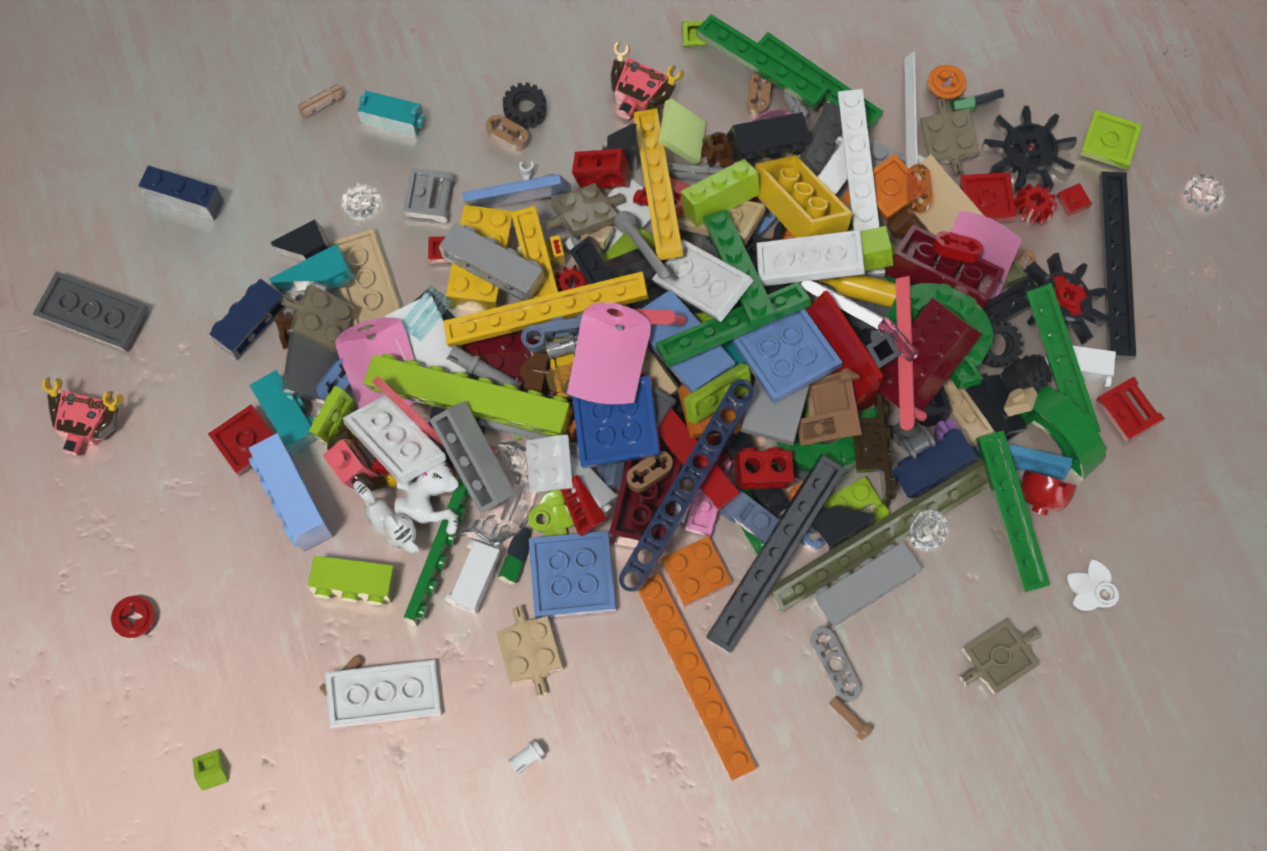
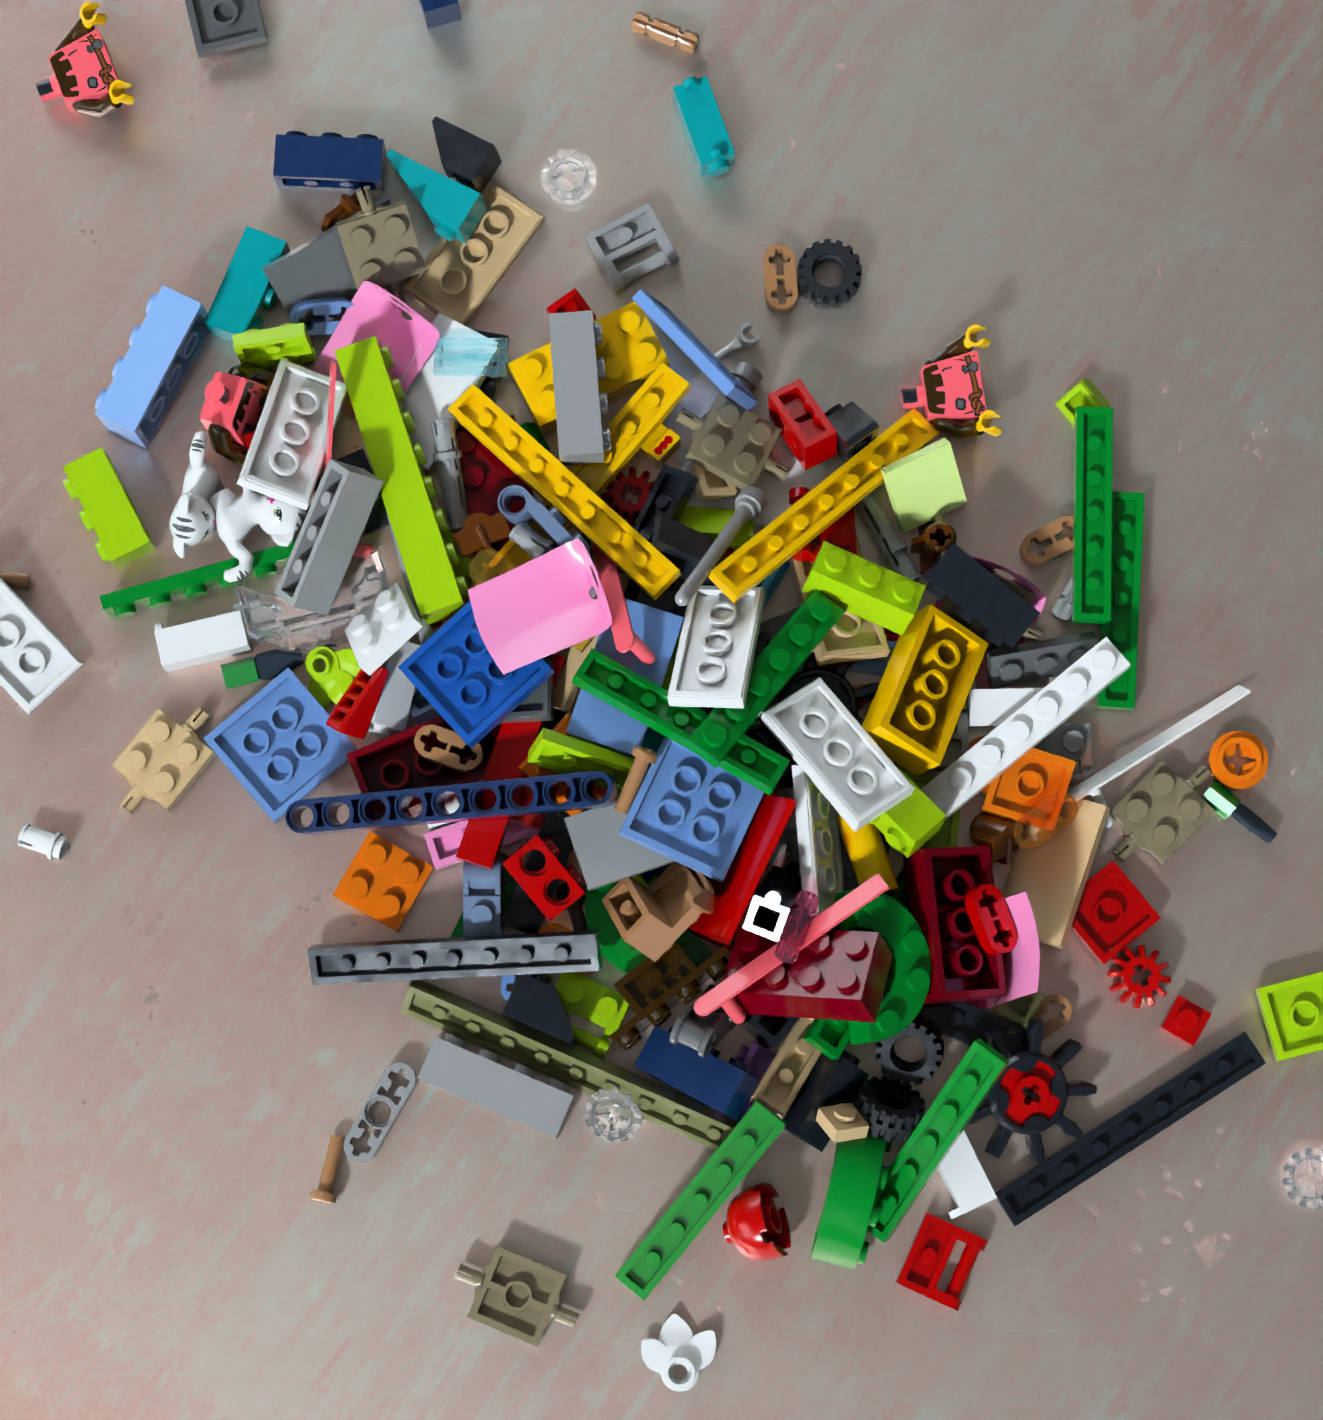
camera: 55 degrees right, 10 degrees up
(239, 434) = (187, 265): red plate -> none
(696, 678) = (259, 965): orange plate -> none
(747, 370) = (643, 757): none -> medium nougat piece
(1029, 150) = (1226, 906): black gear -> none
(1040, 462) = (789, 1188): dark azure tile -> none

